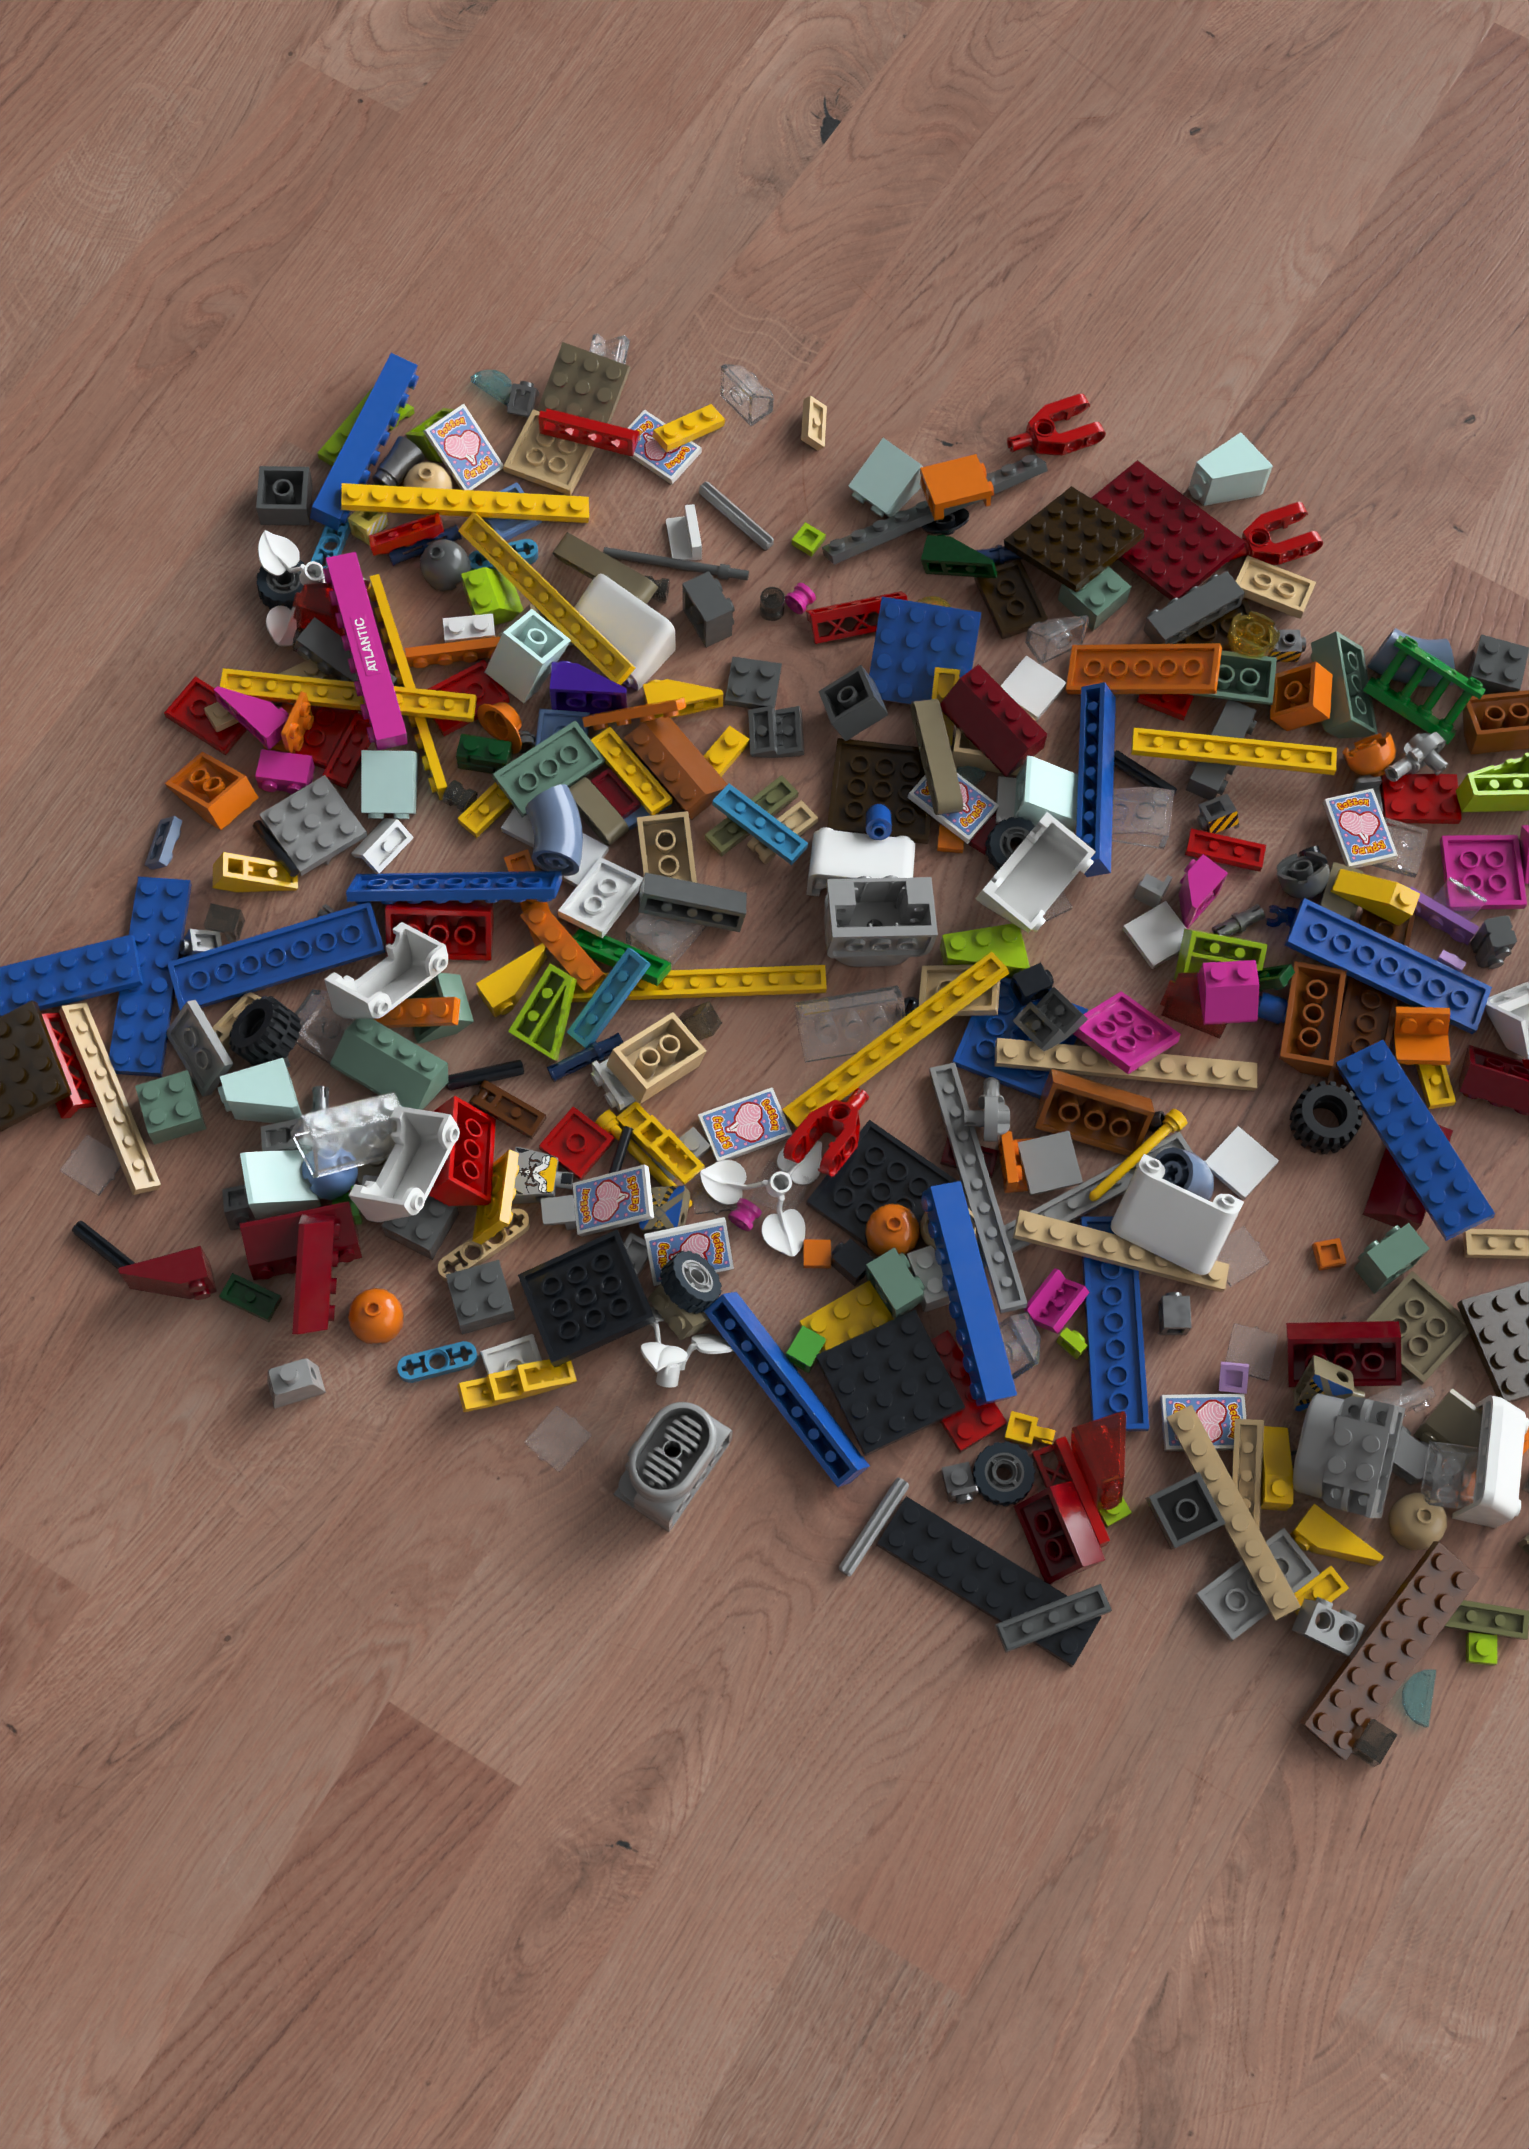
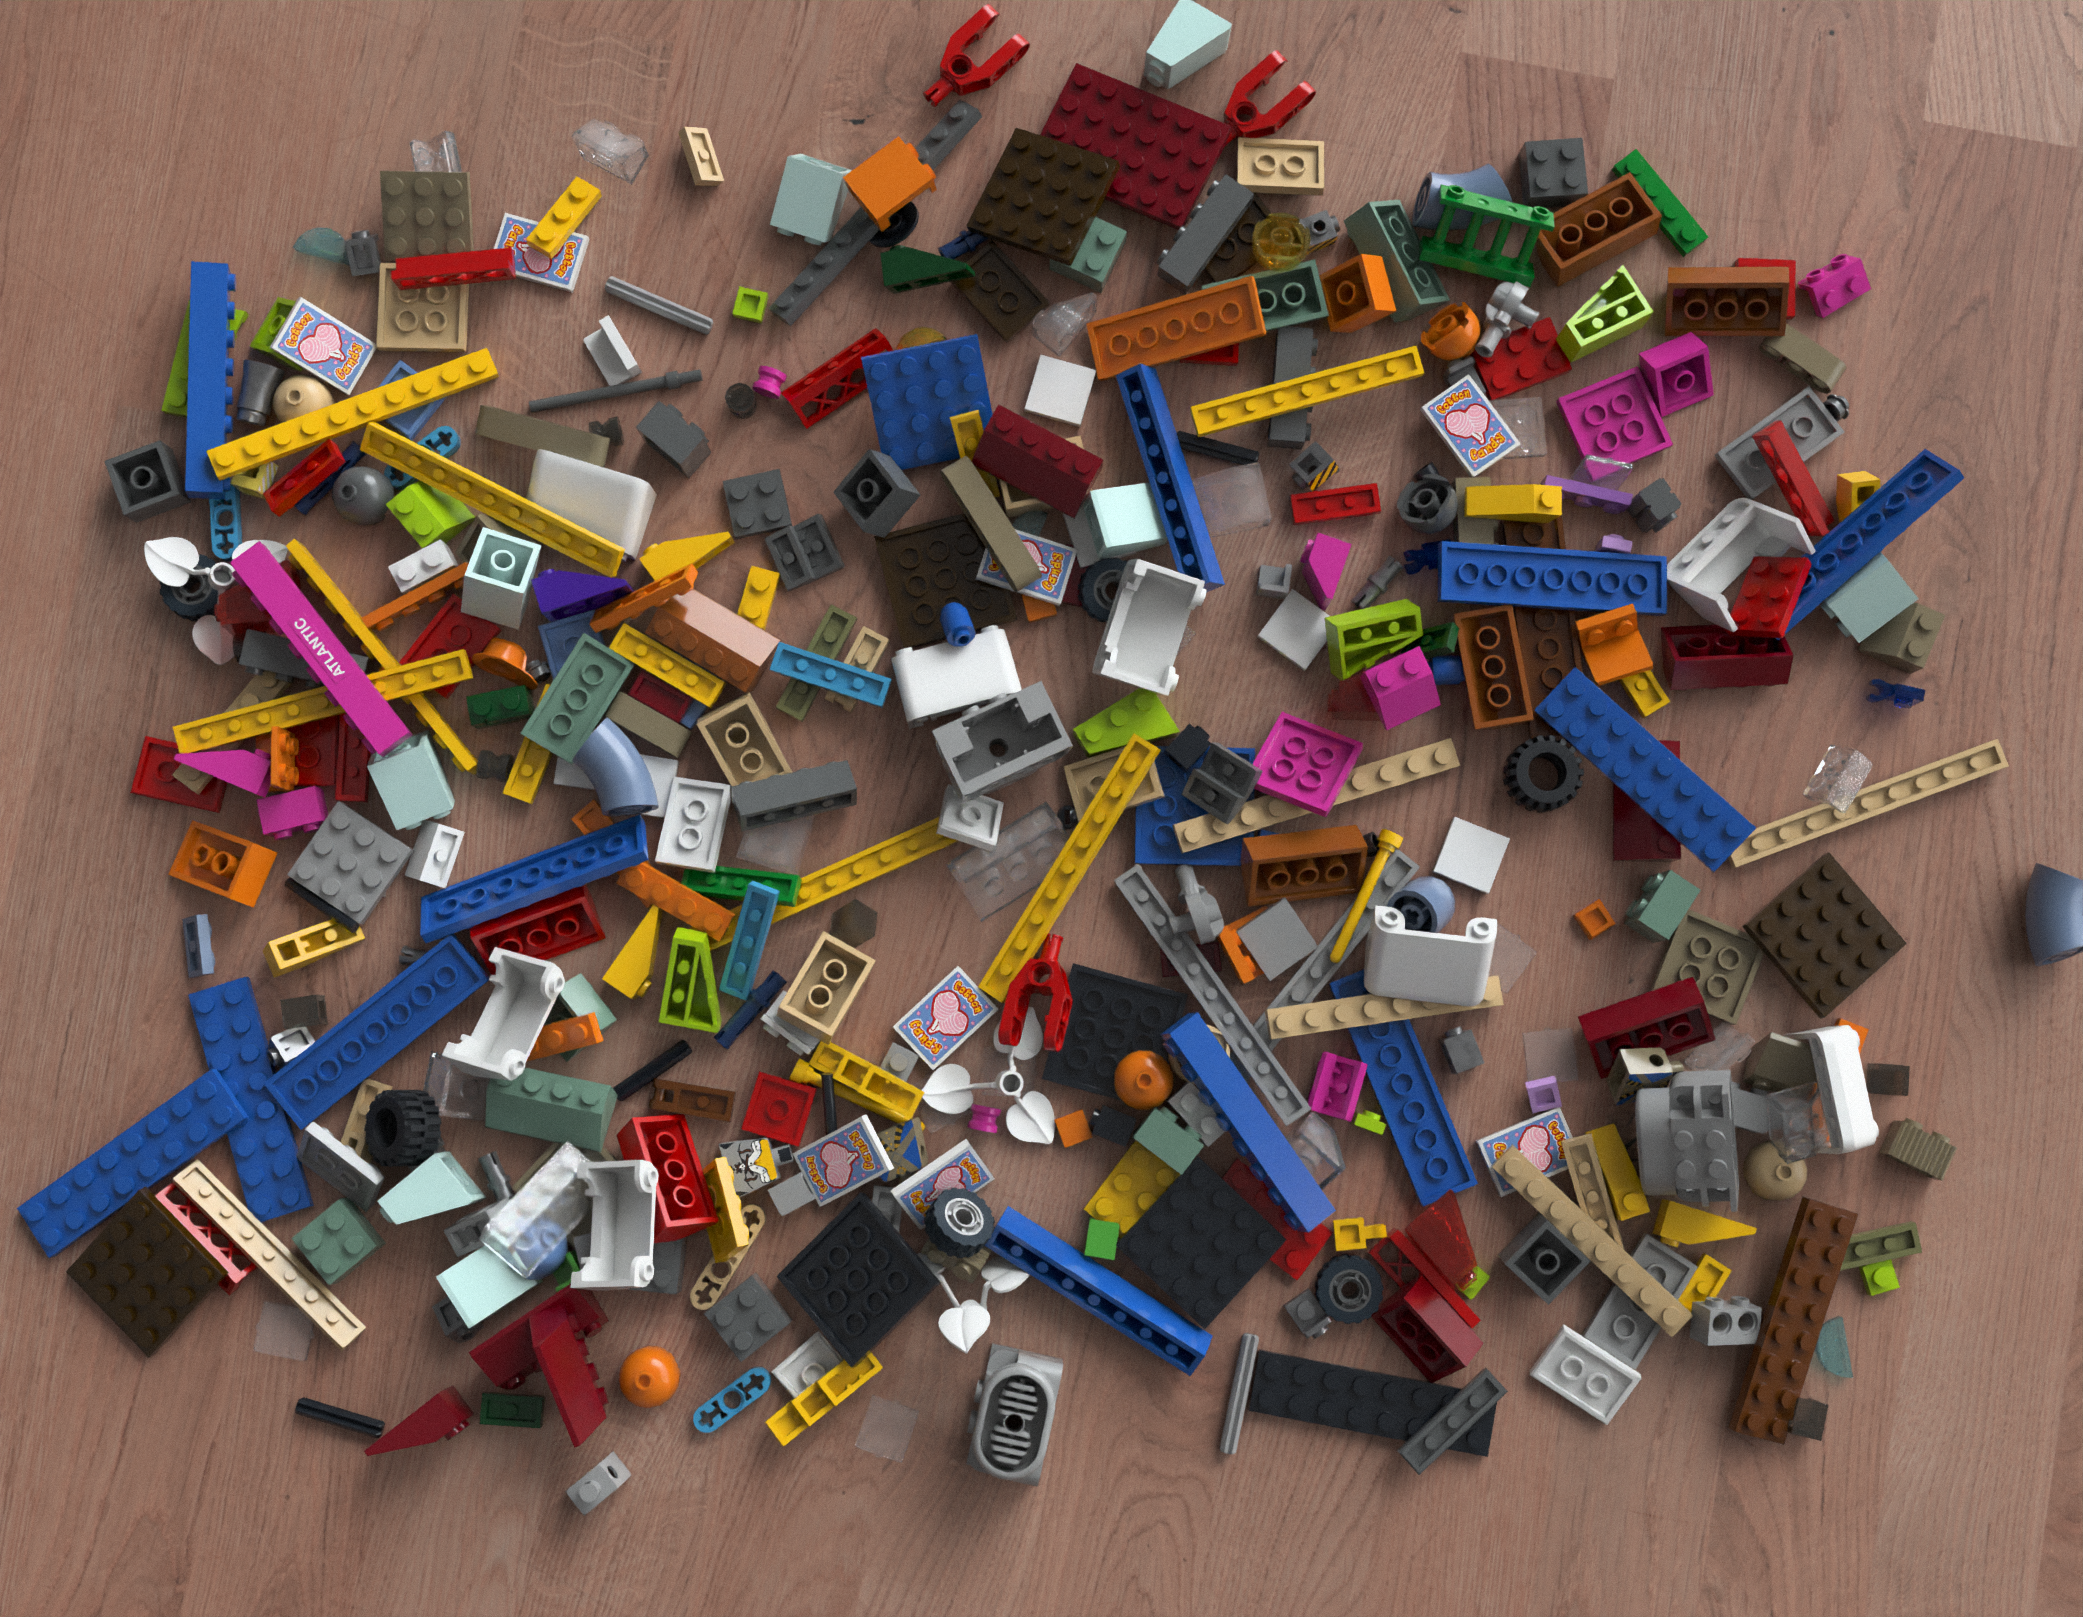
camera: 20 degrees left, 15 degrees up
(829, 974) = (970, 822): none -> white tile
(1186, 1628) = (1585, 1374): none -> white tile

